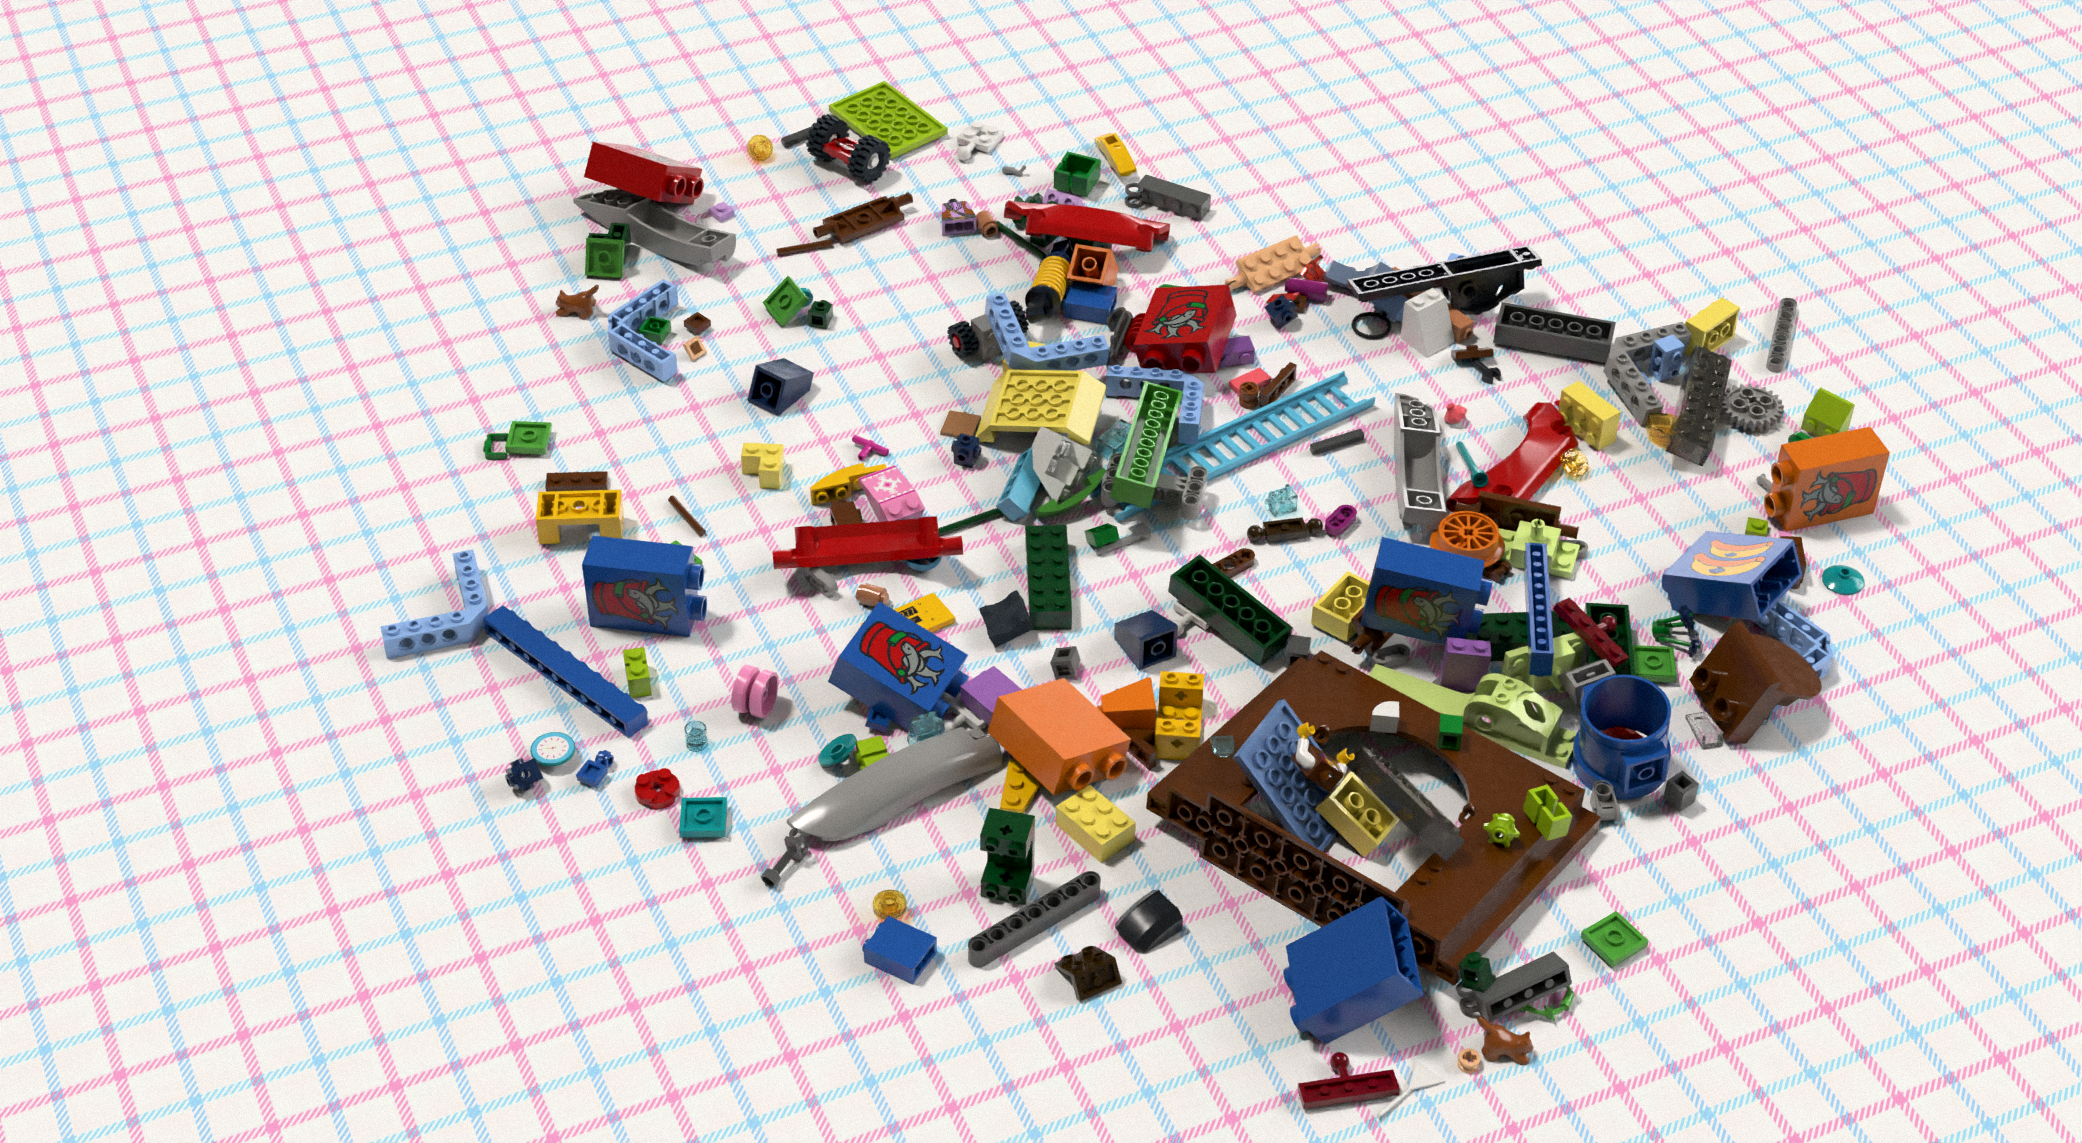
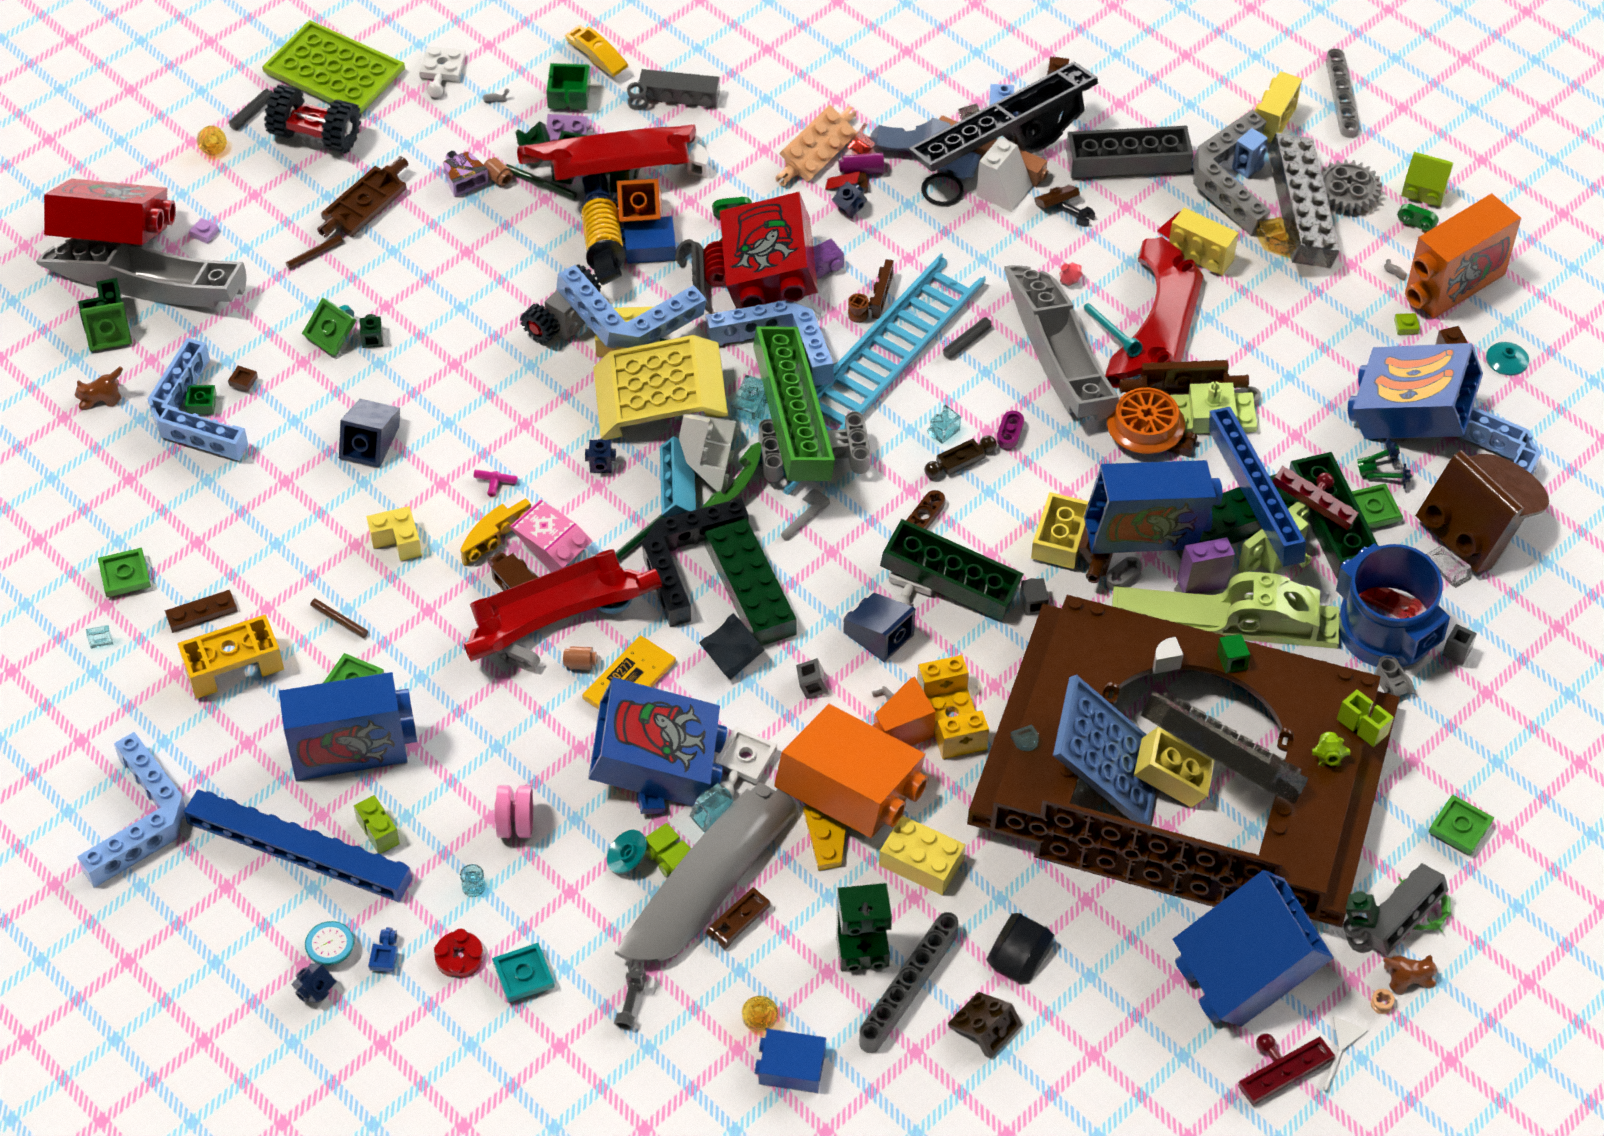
camera: 20 degrees left, 10 degrees up
(484, 478) = (99, 636): none -> clear light blue tile
(488, 445) = (82, 595): green piece -> none
(694, 348) = (254, 410): light nougat slope -> none
(909, 828) = (738, 917): none -> reddish brown plate
(959, 423) = (577, 425): medium nougat piece -> none
(983, 690) = (759, 742): medium lavender brick -> none
(997, 524) = (679, 531): none -> black brick
(1101, 535) = (783, 517): green piece -> none
(1142, 746) = (935, 757): reddish brown slope -> none
(1162, 255) = (698, 162): none -> white brick
(1257, 376) = (853, 284): coral tile -> none
(1318, 765) = (1128, 732): torso -> none
(1575, 463) = (1209, 298): clear yellow plate -> none
(1583, 676) = (1332, 550): light grey slope -> none

